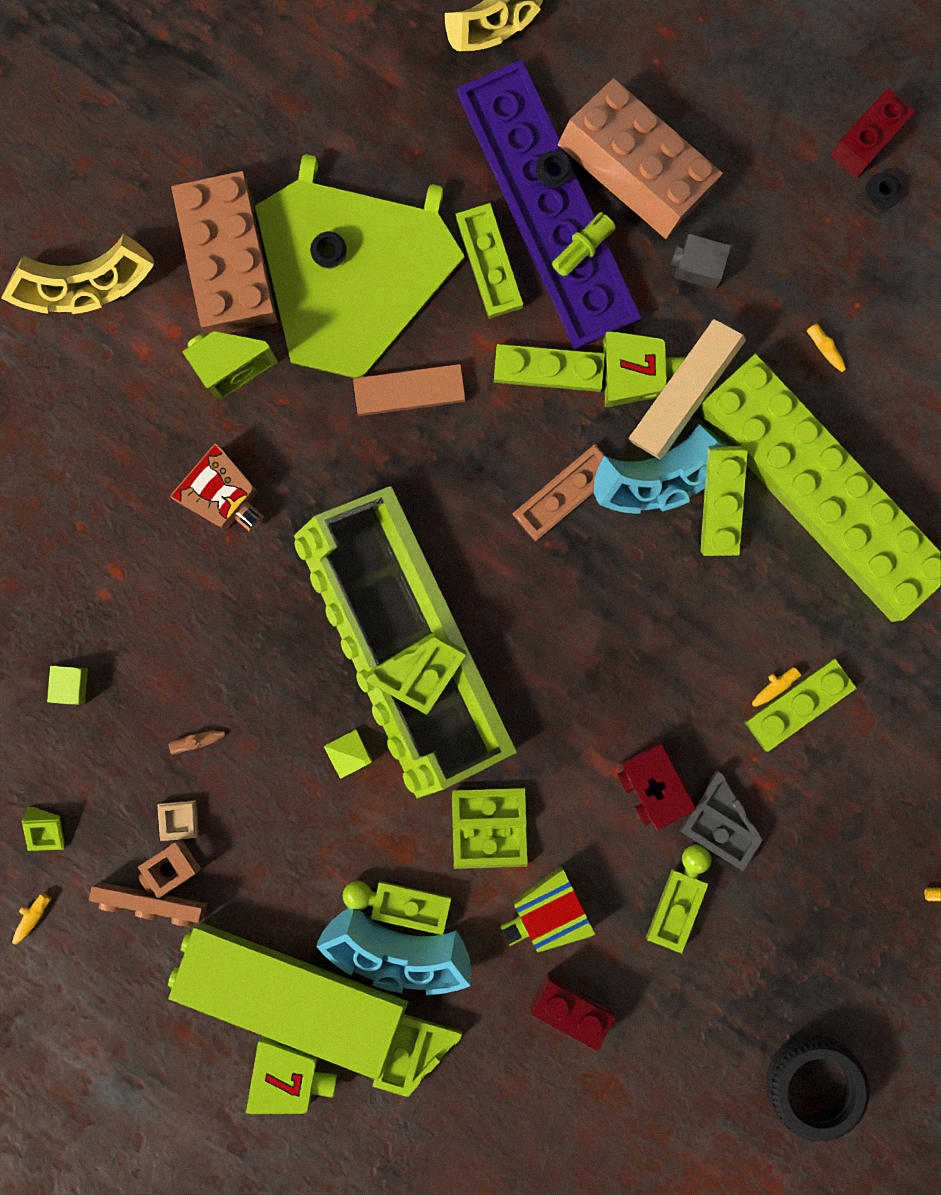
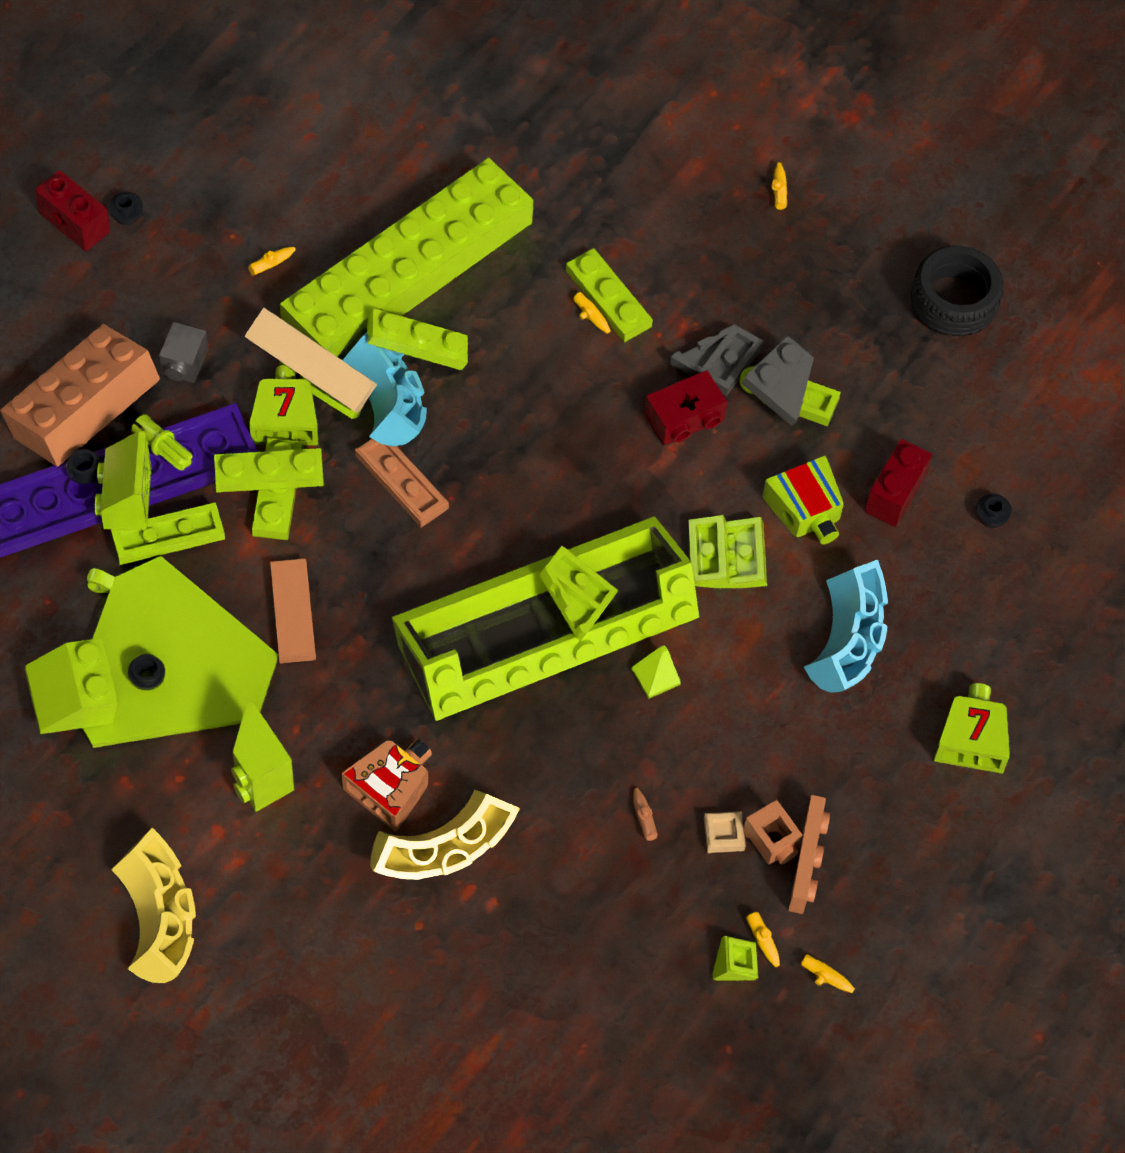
camera: 90 degrees left, 25 degrees down
(67, 685) = (586, 933): lime slope -> none
(67, 856) = (763, 938): none -> yellow helmet
(152, 547) = (448, 847): none -> light yellow brick
(224, 253) = (143, 769): nougat brick -> none
(287, 1000) = (897, 724): lime brick -> none
(300, 177) = (72, 687): none -> lime slope
(400, 905) = (803, 628): lime plate -> none
(415, 1054) = (944, 623): lime wing -> none
(526, 210) = (125, 484): none -> lime slope
(543, 1101) = (990, 518): none -> black plate
(558, 354) = (268, 470): none -> lime plate
(690, 891) = (782, 379): none -> dark grey wing

